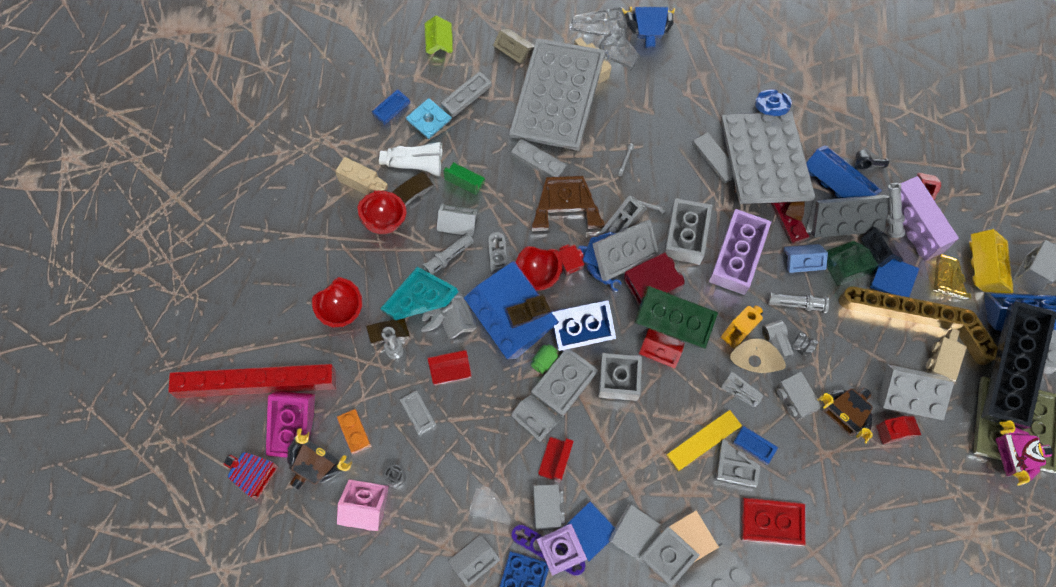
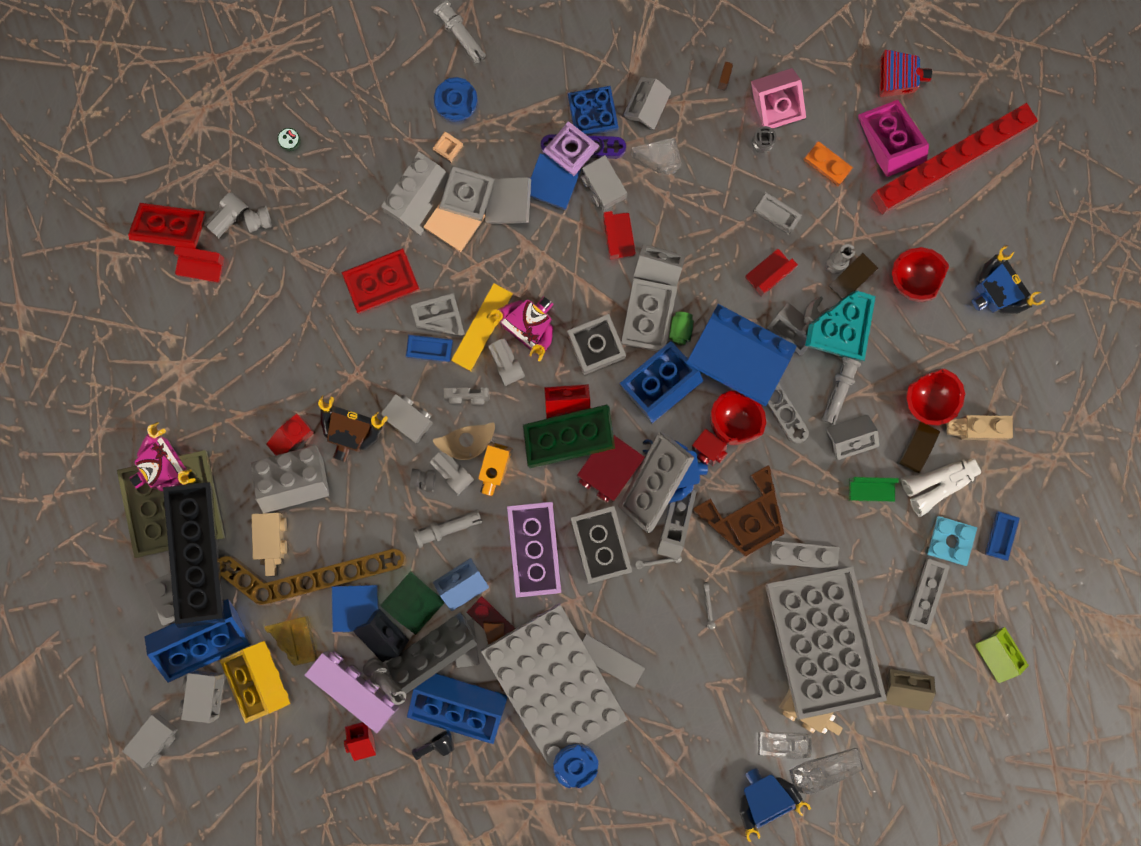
camera: 150 degrees right, 15 degrees up
(281, 265) = (1002, 288): none -> torso
(312, 462) = (848, 110): torso -> none
(396, 548) = (725, 75): none -> reddish brown tile
(528, 311) = (723, 355): dark brown slope -> none
(667, 422) = (527, 323): none -> torso
(698, 396) = (508, 366): none -> light grey piece

